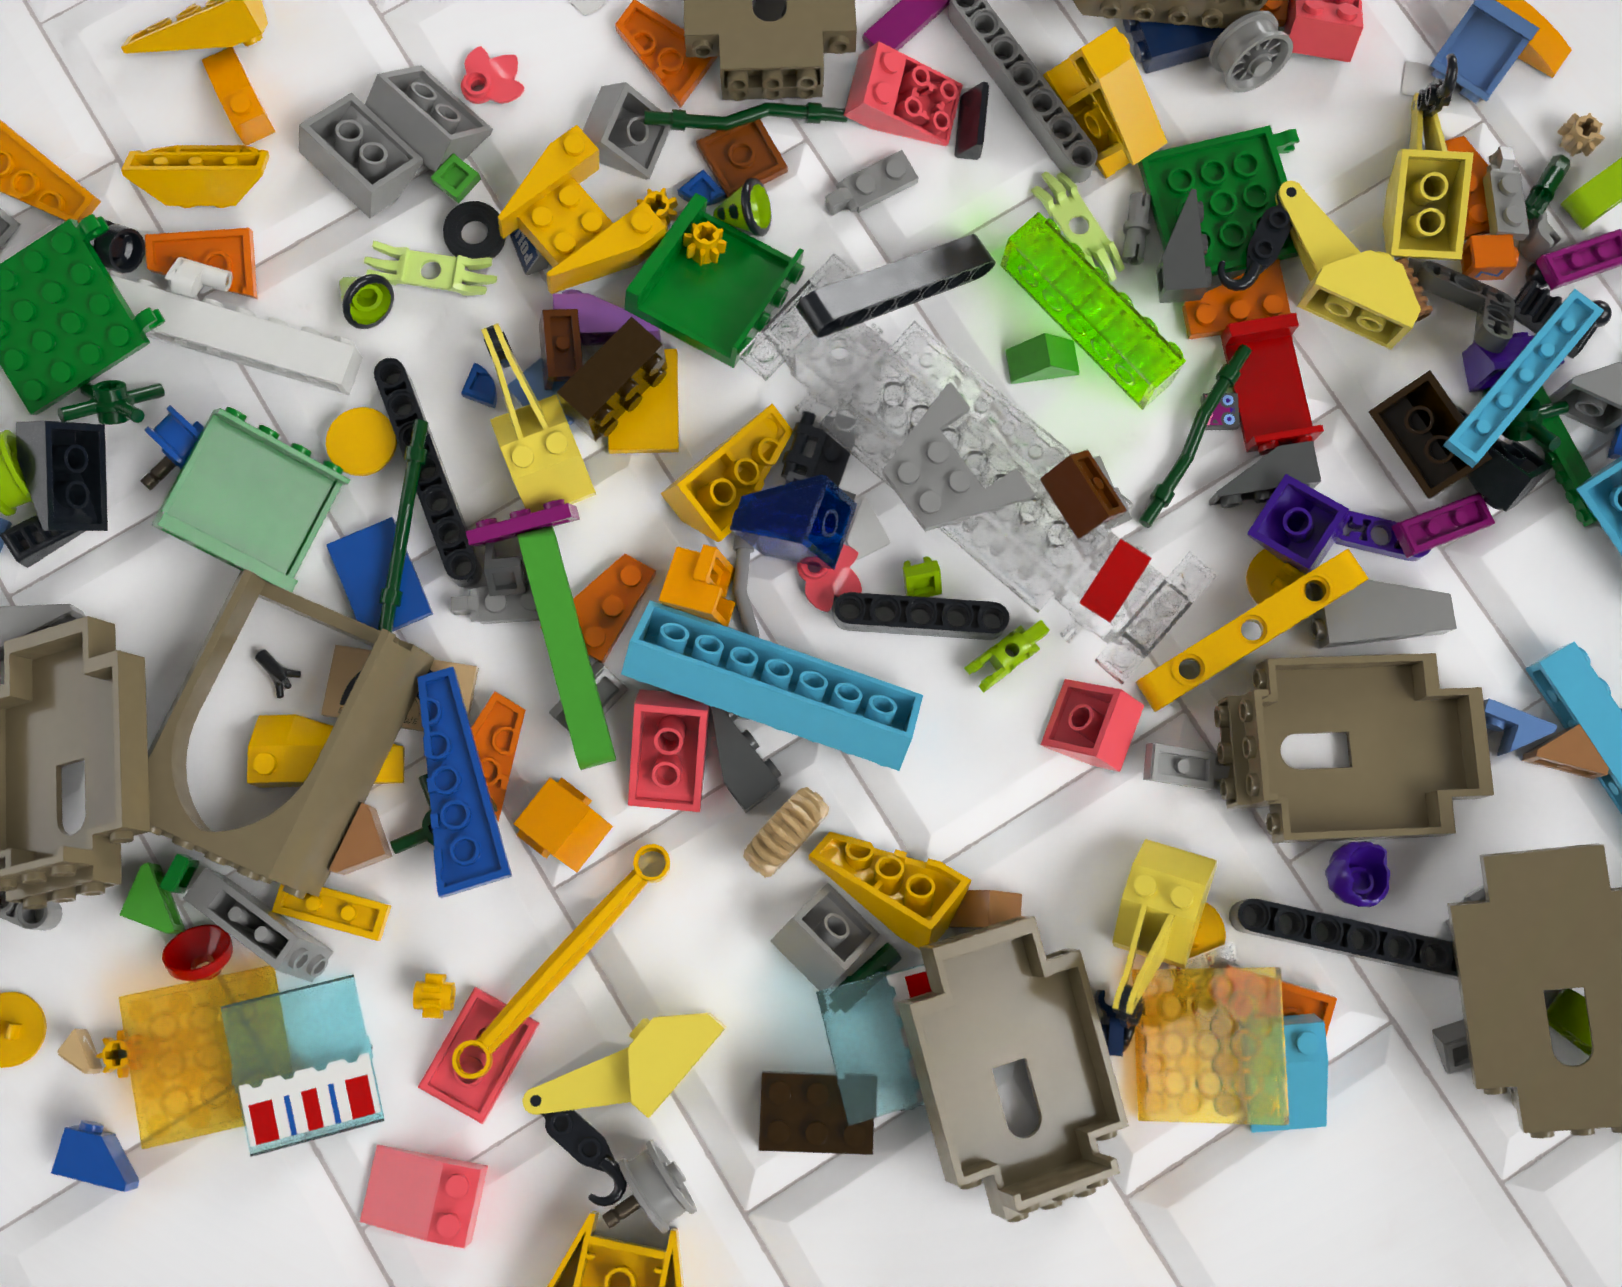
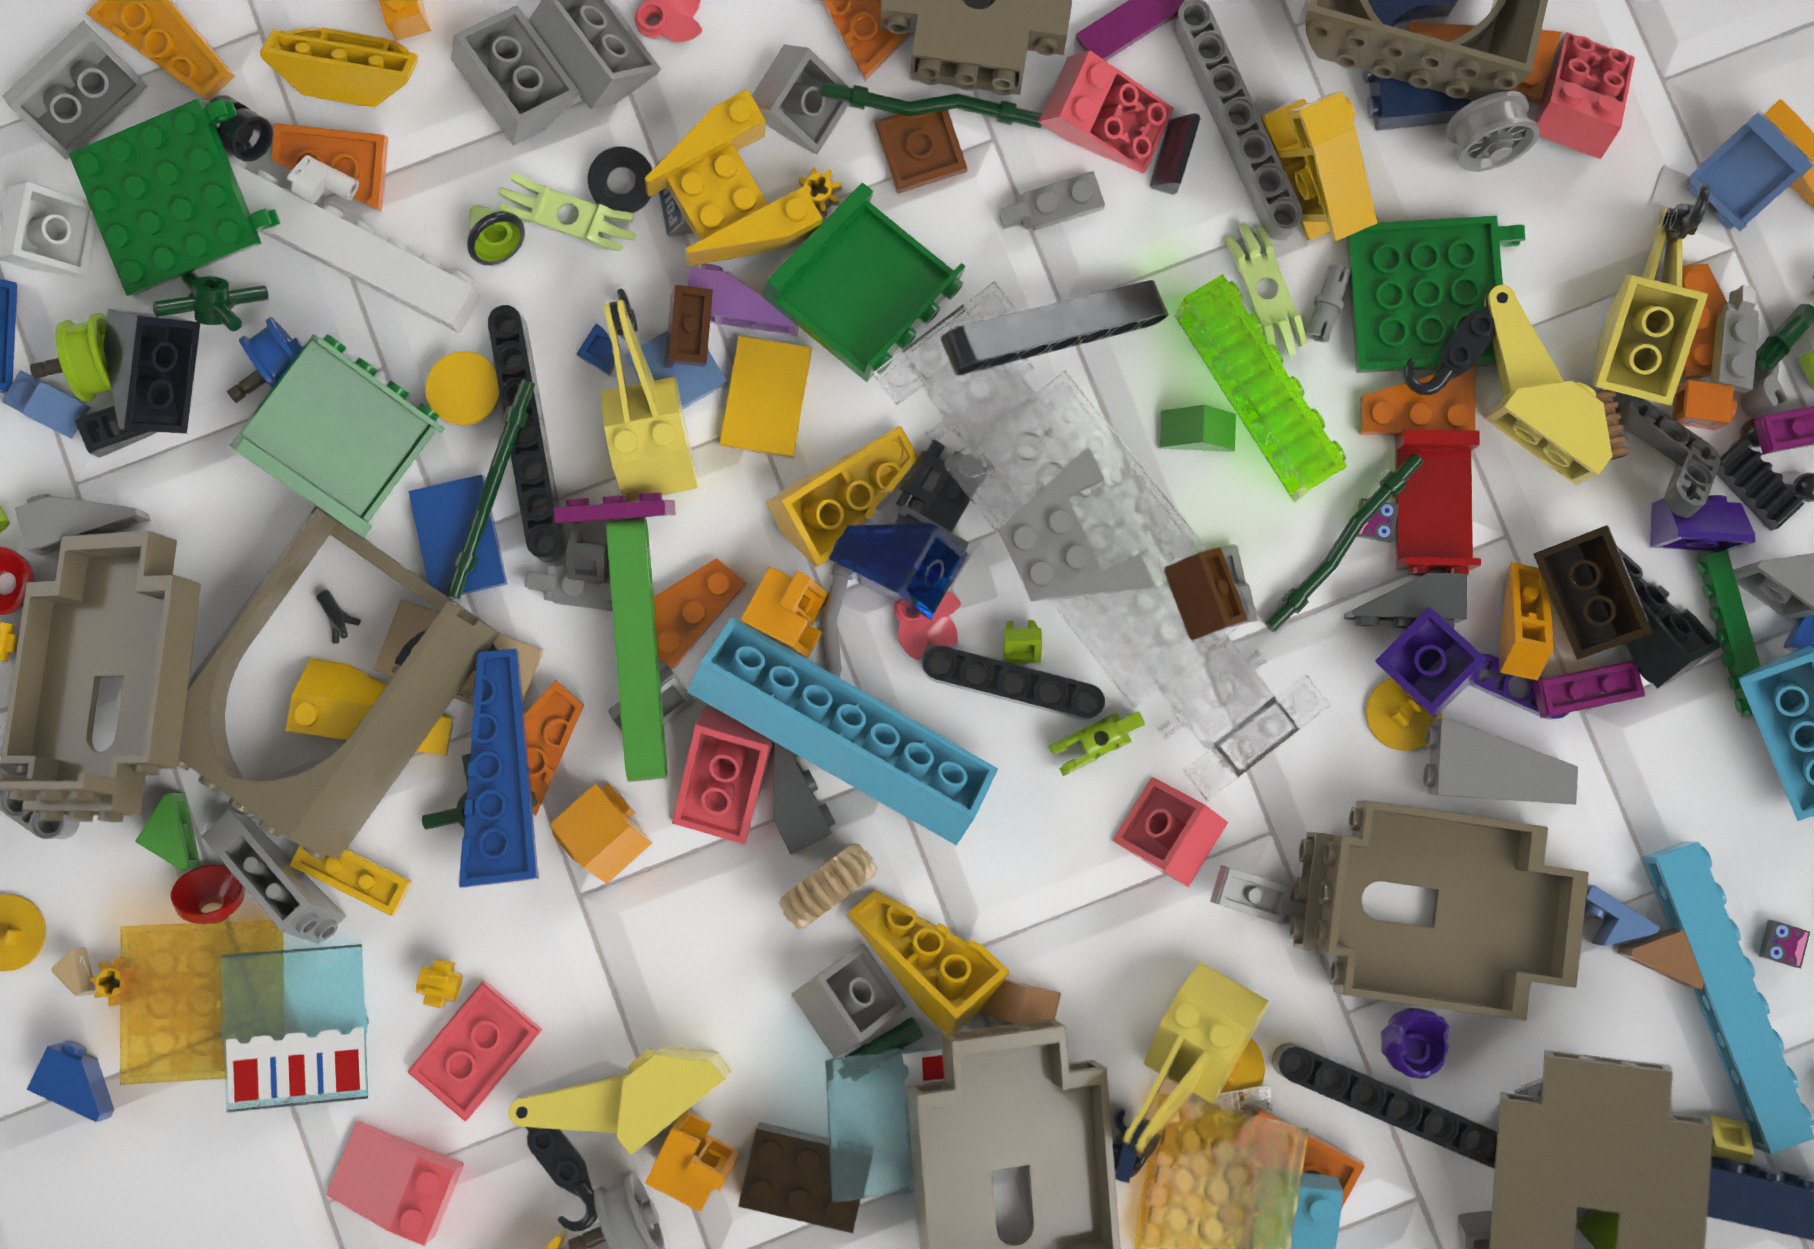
camera: 15 degrees right, 5 degrees up
(179, 873) = (203, 809): green tile -> none
(362, 844) = (394, 812): medium nougat slope -> none
(455, 178) = (611, 119): bright green tile -> none
(561, 962) = (573, 974): yellow piece -> none
(613, 380) = (737, 374): dark brown brick -> none
(704, 186) = (872, 174): blue tile -> none
(704, 243) = (861, 239): yellow gear -> none
(706, 1119) = (692, 1162): none -> light orange plate
(747, 208) = (915, 207): hat -> none
(1115, 580) = (1220, 693): red slope -> none
(1182, 266) = (1366, 358): dark grey slope -> none
(1272, 615) = (1385, 757): yellow beam -> none
(1375, 476) = (1525, 623): none -> light orange slope
(1523, 378) = (1705, 553): medium azure plate -> none
(1530, 419) = (1696, 591): dark green bar -> none

